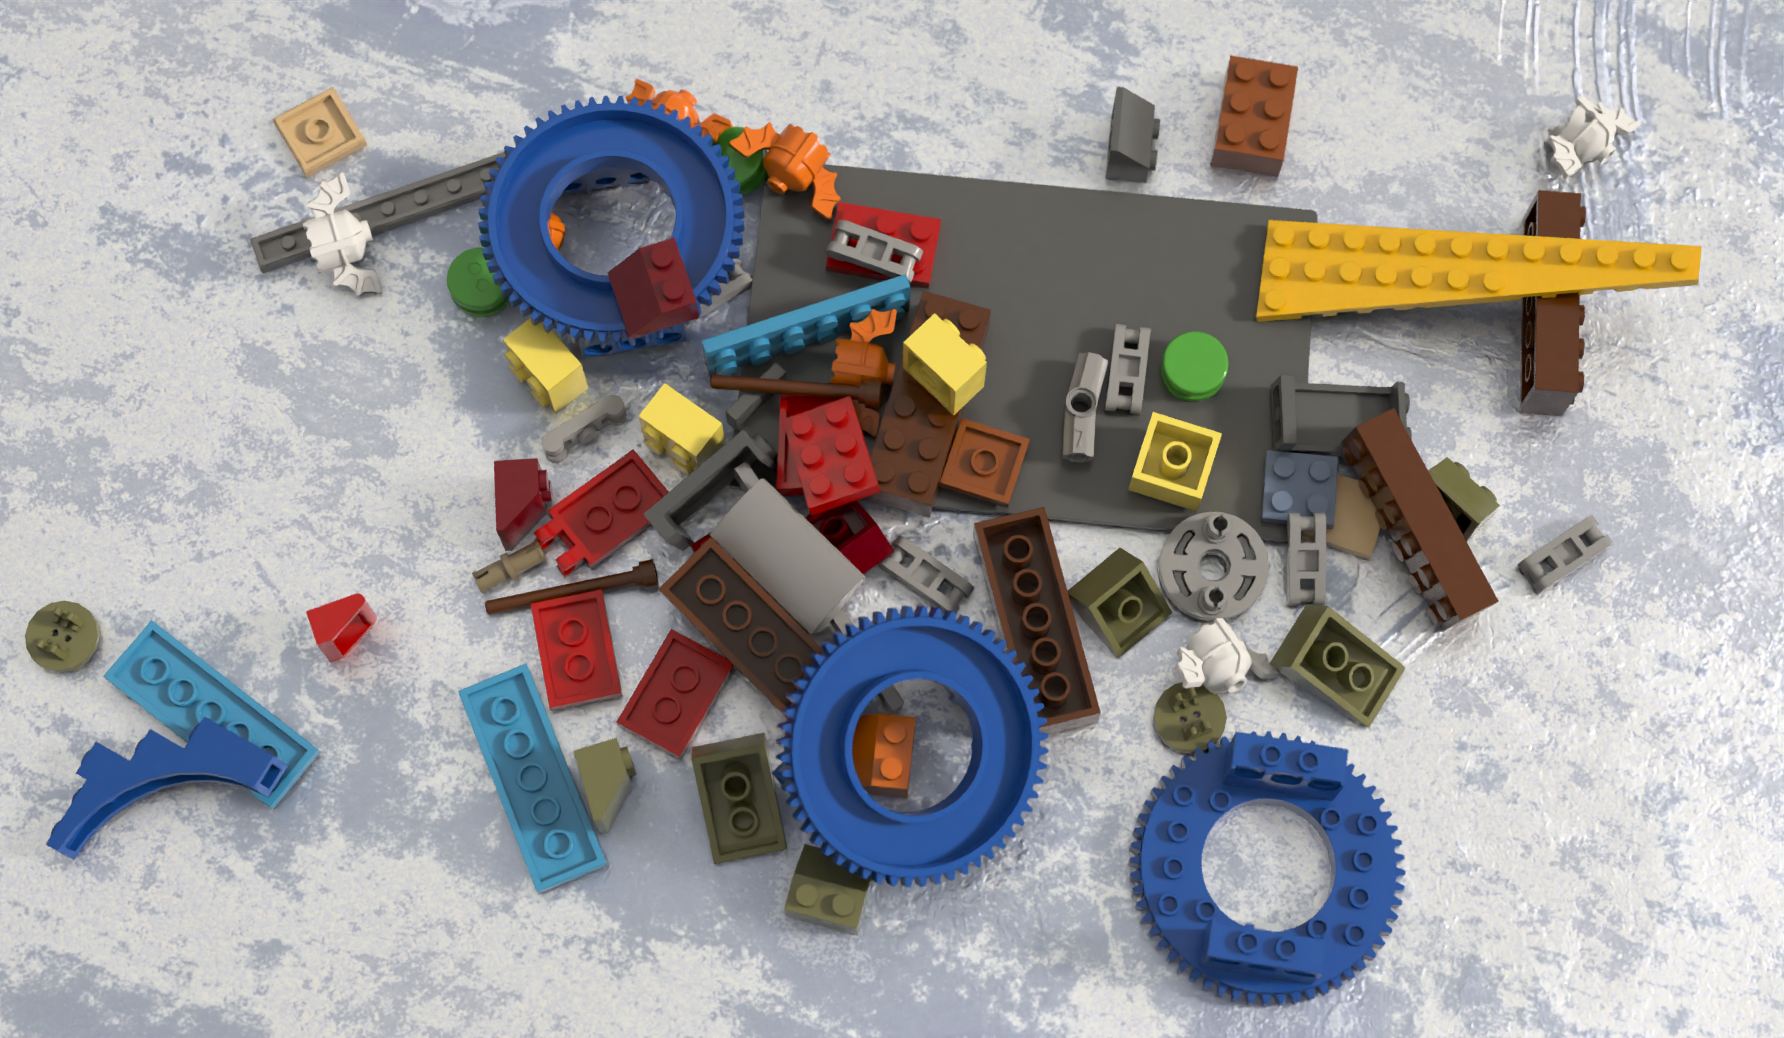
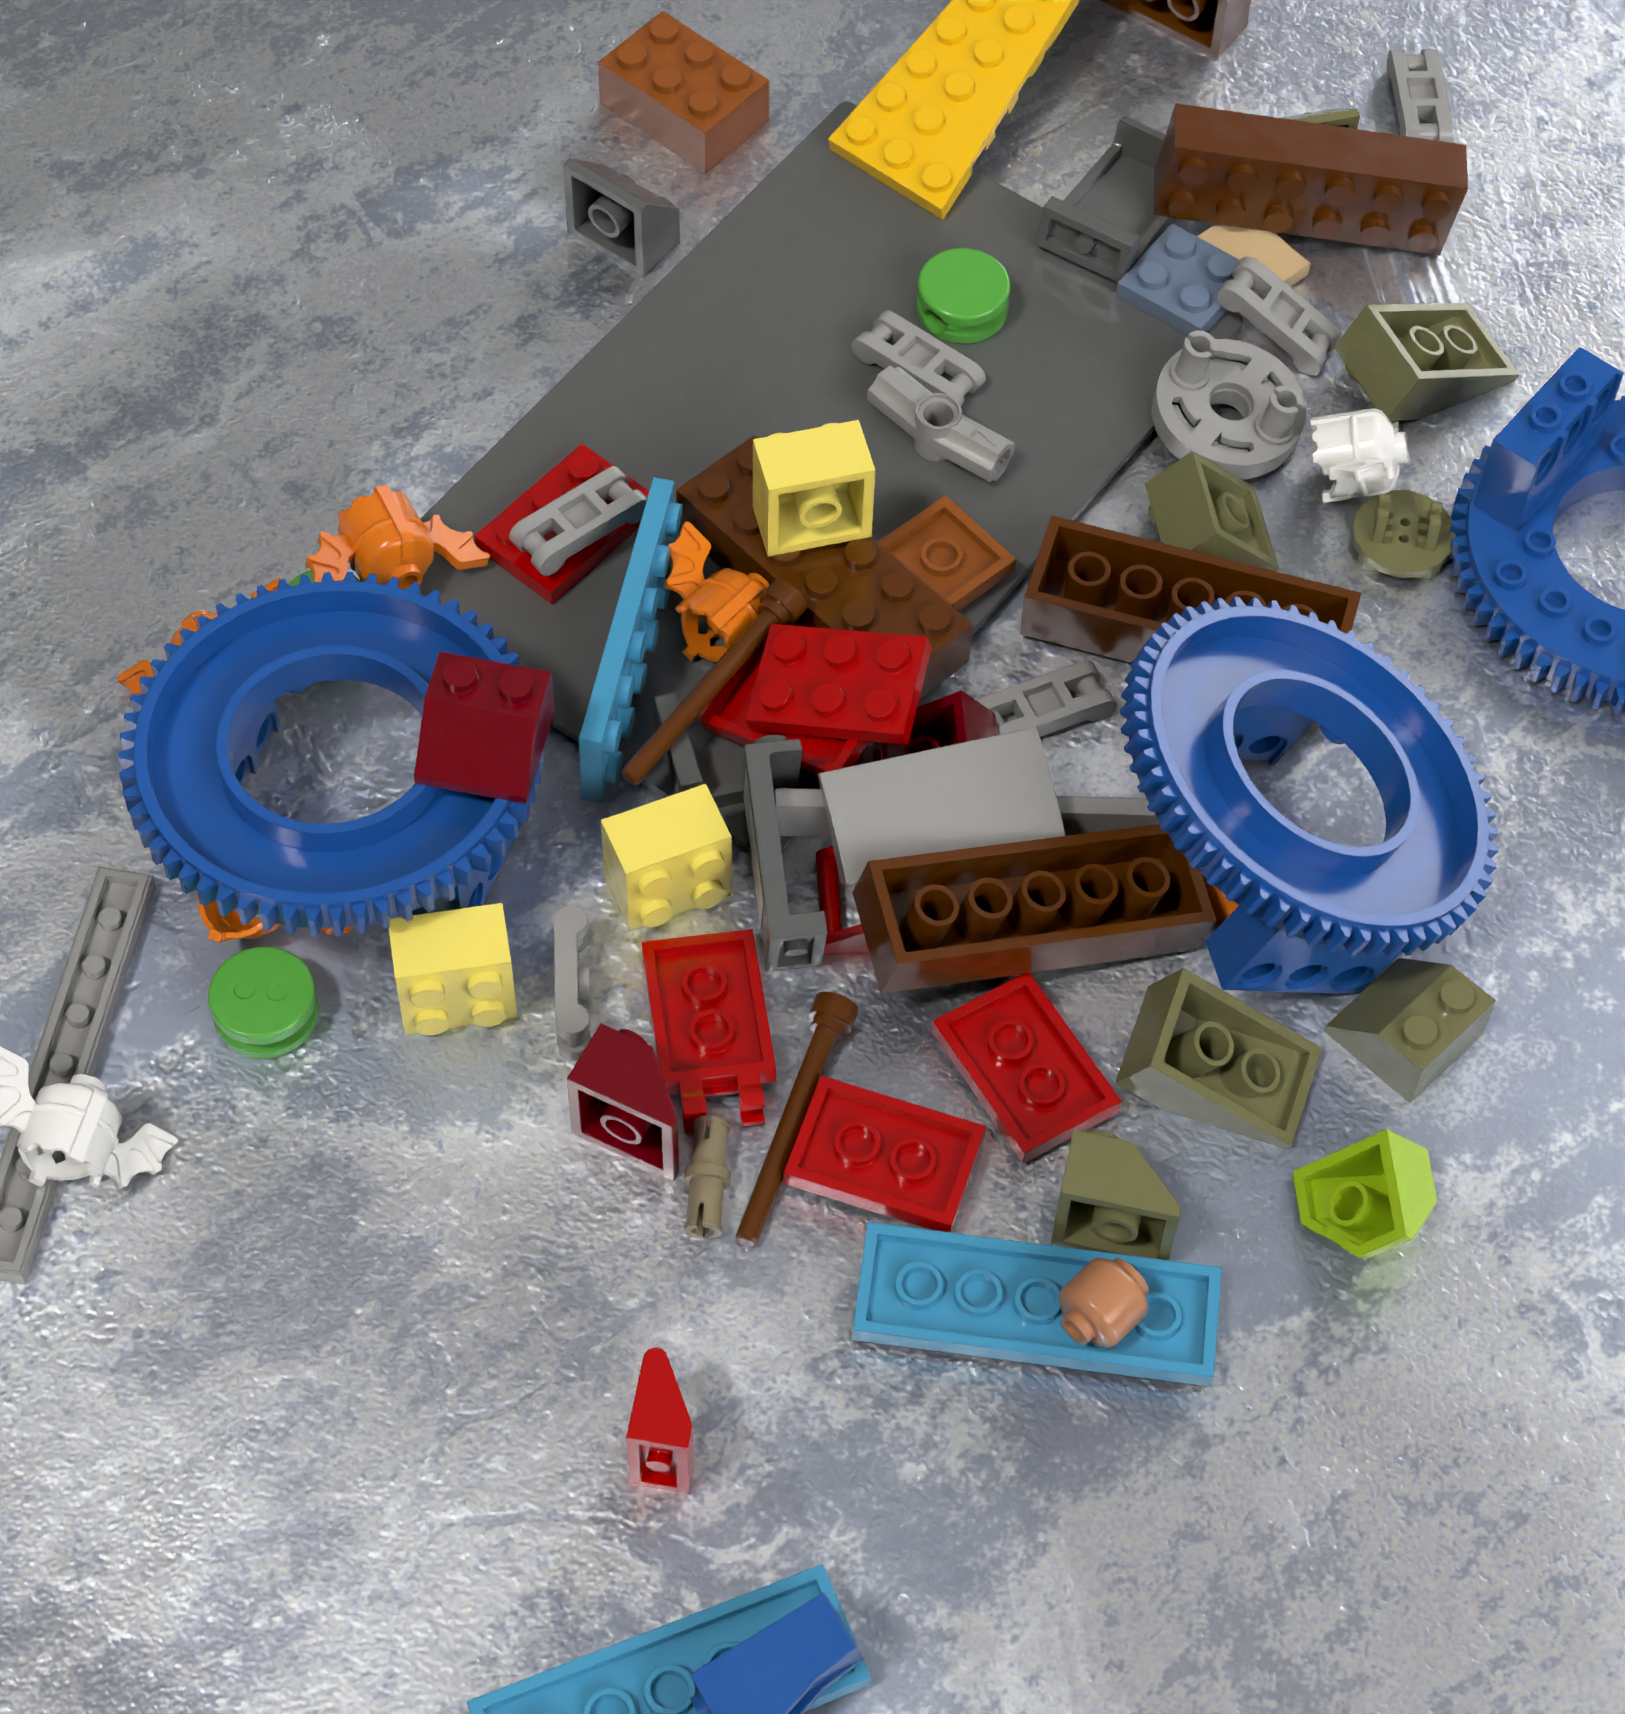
camera: 60 degrees left, 15 degrees down
(538, 810) = (1103, 1302): none -> nougat head
(695, 922) = (1367, 1194): none -> lime slope
(1175, 461) = (1078, 365): light yellow brick -> none

